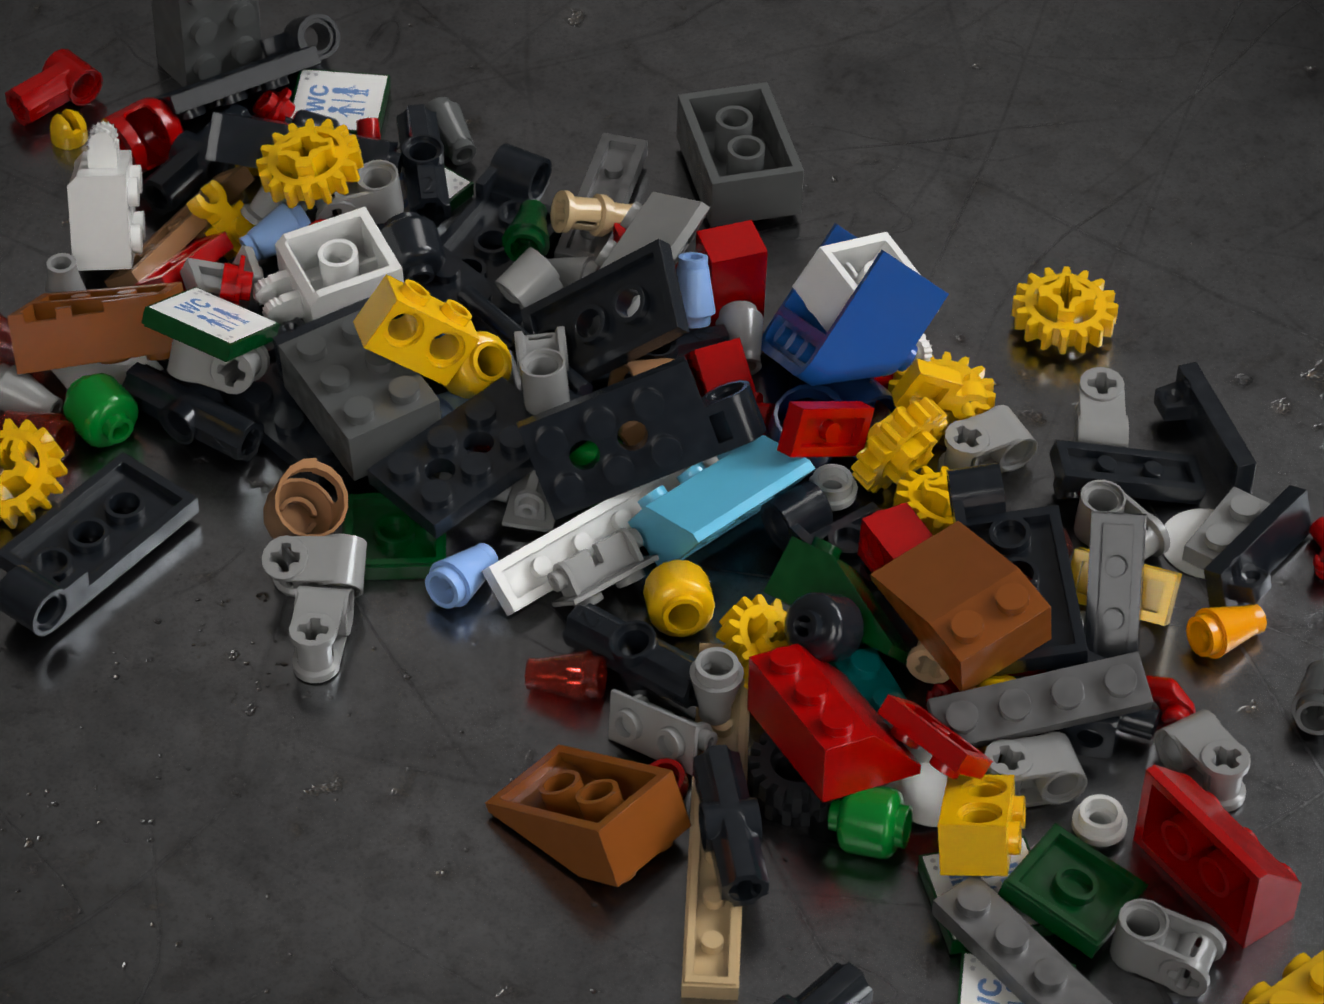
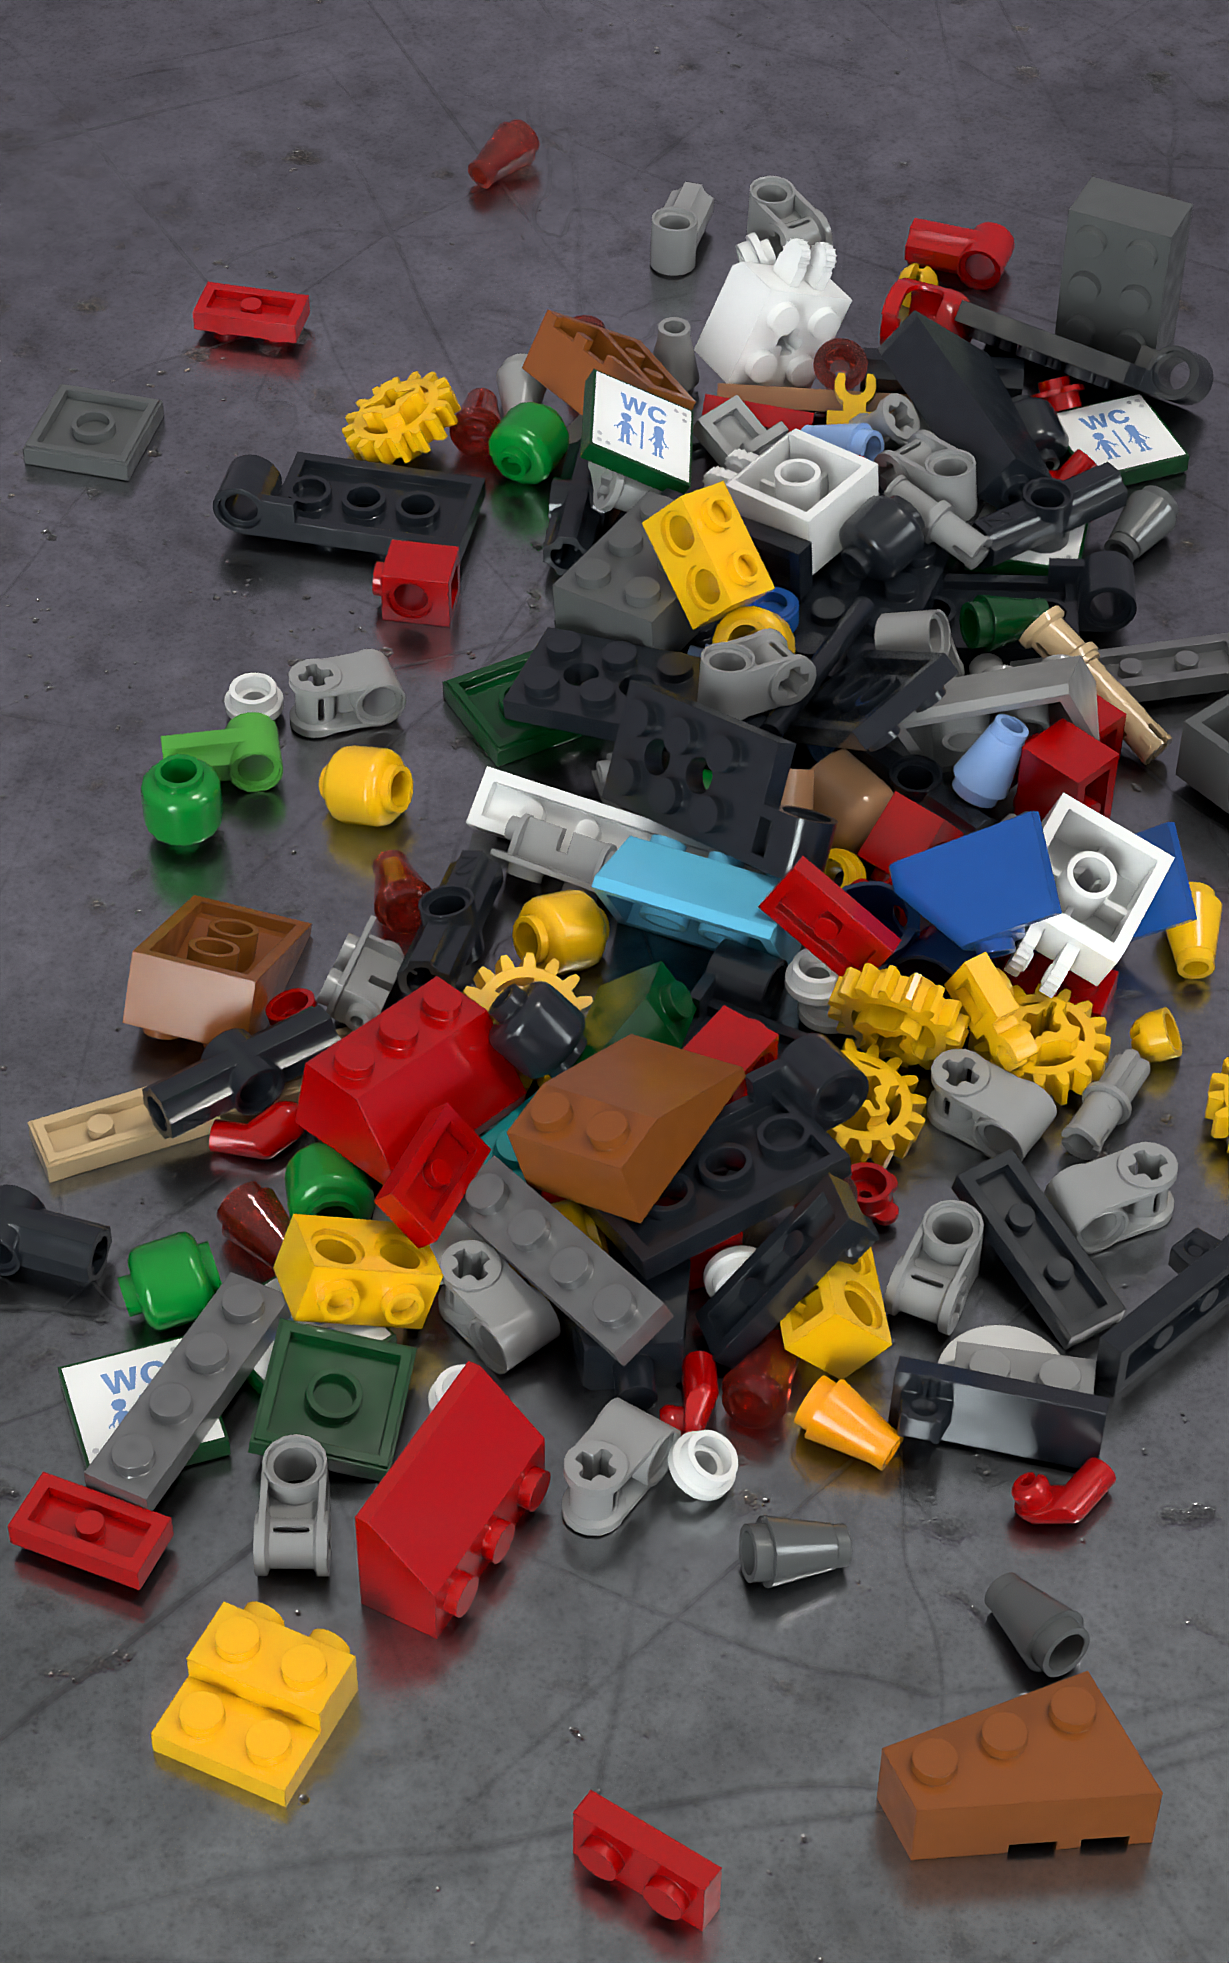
camera: 65 degrees right, 0 degrees up
(165, 200) = (840, 355): none -> clear red cone
(219, 537) = (418, 583): none -> red brick
(236, 282) = (719, 434): red plate -> none
(279, 689) = (254, 694): none -> white plate
(304, 506) = (479, 616): medium nougat helmet -> none
(310, 163) = (912, 406): yellow gear -> none
(322, 561) = (414, 652): light grey piece -> none
(342, 720) = (240, 753): none -> bright green piece
(392, 765) = (181, 800): none -> green head
(435, 210) = (942, 524): none -> light grey pin
(441, 652) = (366, 785): none -> yellow head
(459, 576) = (476, 752): light blue cone -> none
(716, 680) = (413, 965): light grey cone -> none
(777, 842) = (261, 1137): none -> red arm
(831, 474) = (809, 979): none -> white plate
(878, 876) = (254, 1221): none -> clear red cone
(913, 943) = (169, 1280): none -> green head
(961, 338) = (1156, 1036): none -> yellow hinge
(1011, 391) = (1105, 1105): none -> light grey axle
(1171, 655) = (760, 1384): none -> clear red cone
(1230, 710) = (703, 1464): none -> white plate

